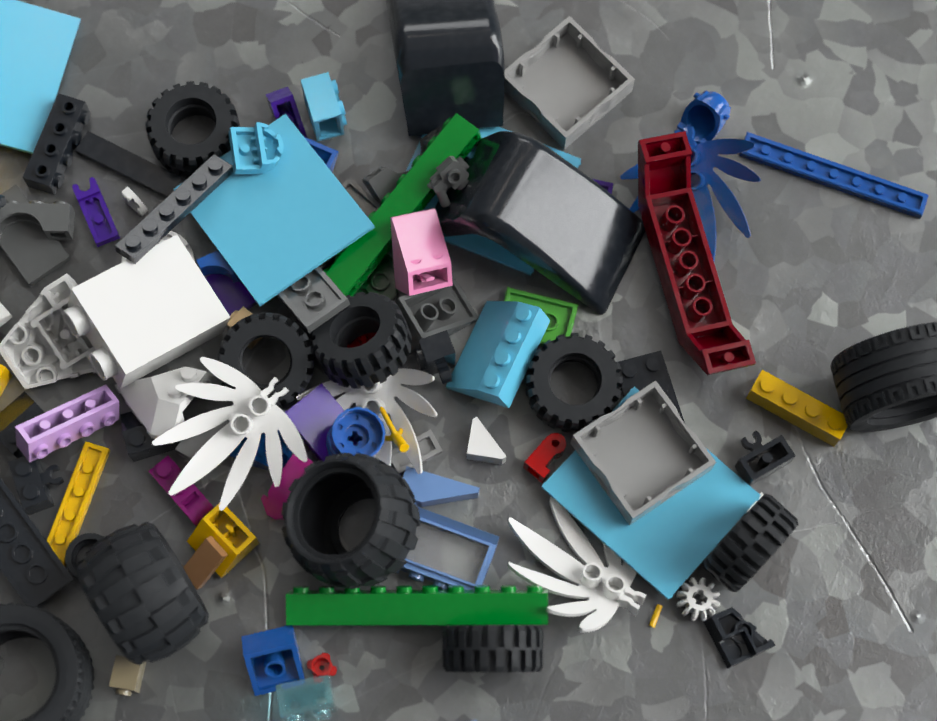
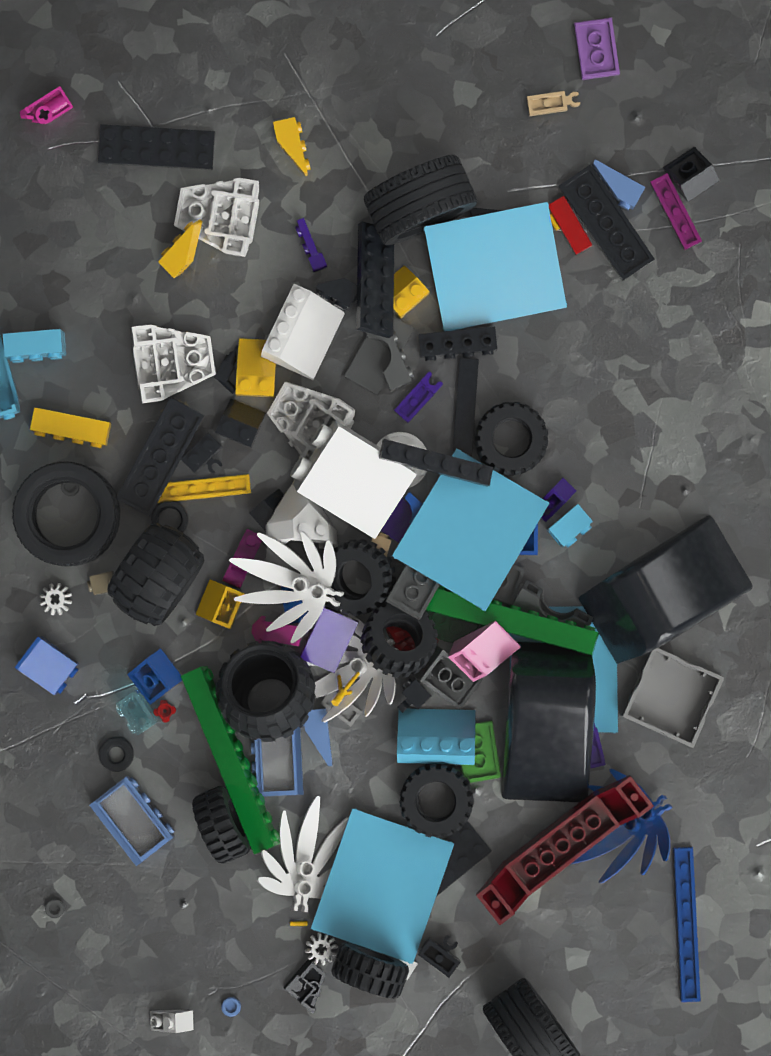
camera: 70 degrees right, 15 degrees up
(67, 423) = (252, 460): lavender brick -> none
(133, 201) = (438, 421): white tile -> none
(204, 562) = (199, 600): medium nougat tile -> none
(254, 149) = (509, 495): medium azure slope -> none
(361, 425) = (330, 676): blue wheel -> none
(449, 174) = (546, 648): dark grey piece -> none
(483, 446) = (365, 753): white slope -> none
(549, 449) = (377, 800): red leg -> none
(642, 452) = (404, 870): light grey tile -> none
(706, 114) = (688, 811): blue helmet -> none
(798, 408) = (489, 964): yellow brick -> none

